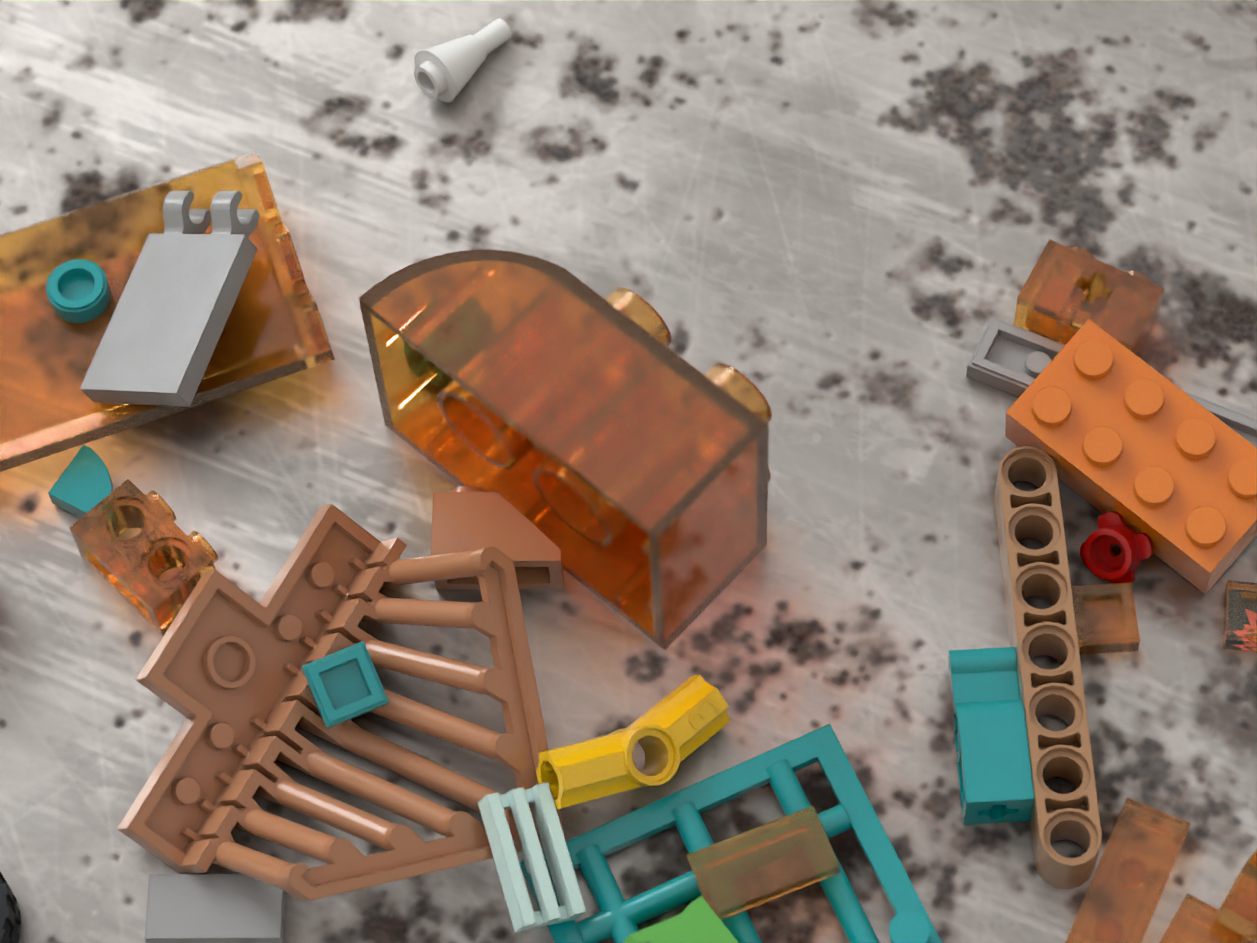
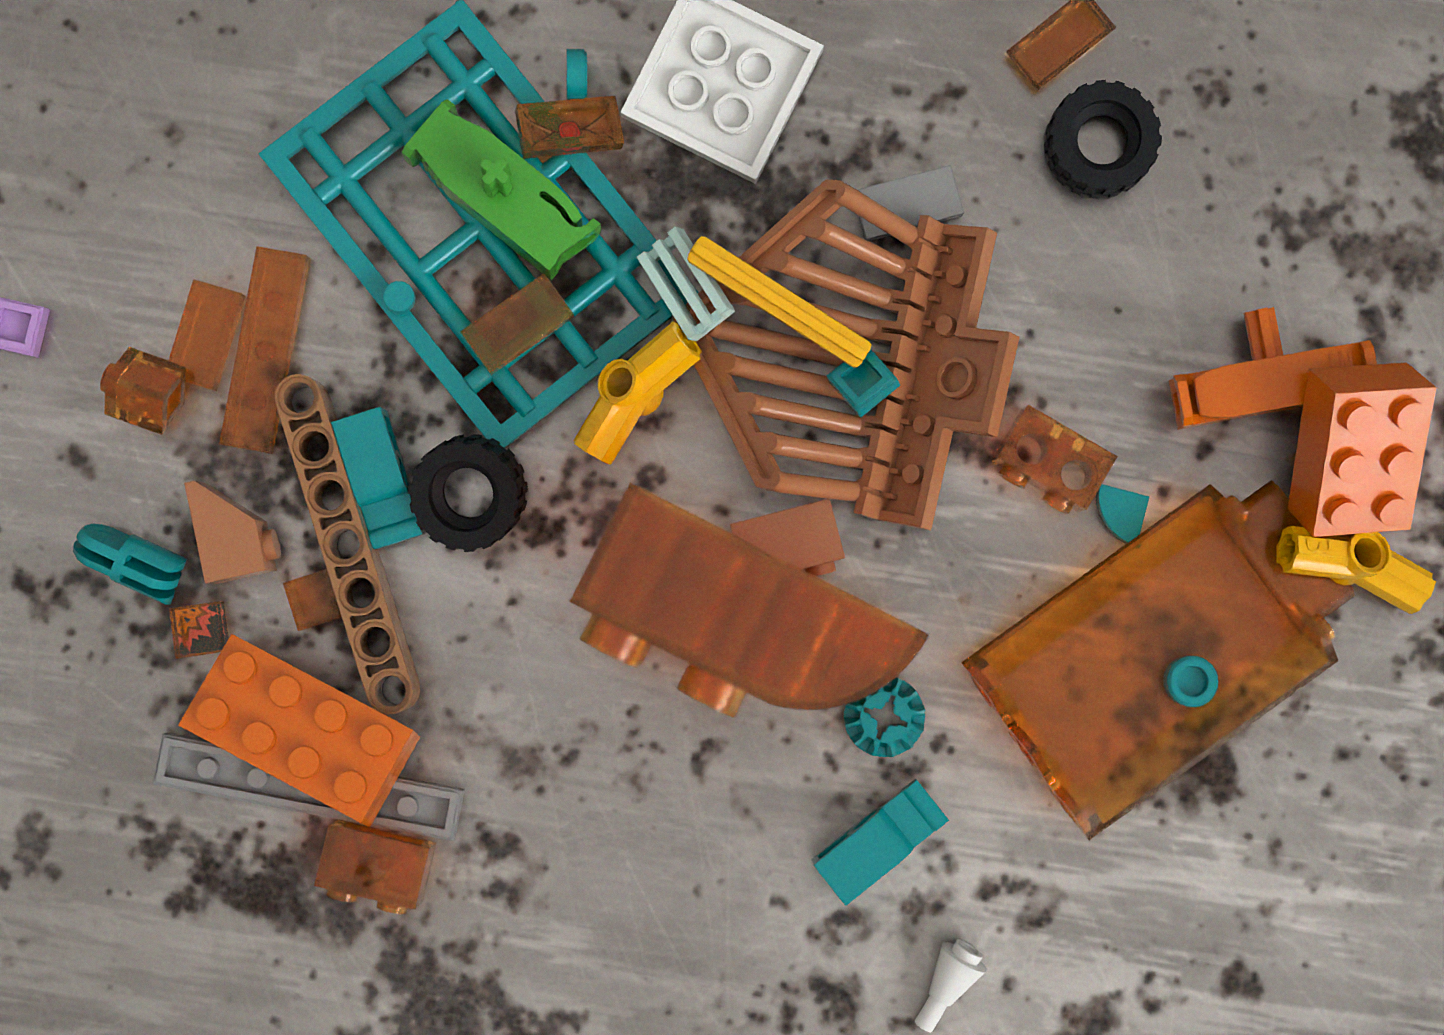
camera: 165 degrees right, 25 degrees up
(174, 304) = (1104, 677): light grey tile -> none
(420, 791) = (779, 301): none -> yellow axle
(497, 204) = (879, 842): none -> teal piece
(867, 723) = (429, 498): none -> black tyre
(1098, 554) = (315, 653): red plate -> none
(1194, 706) = (229, 536): none -> nougat slope

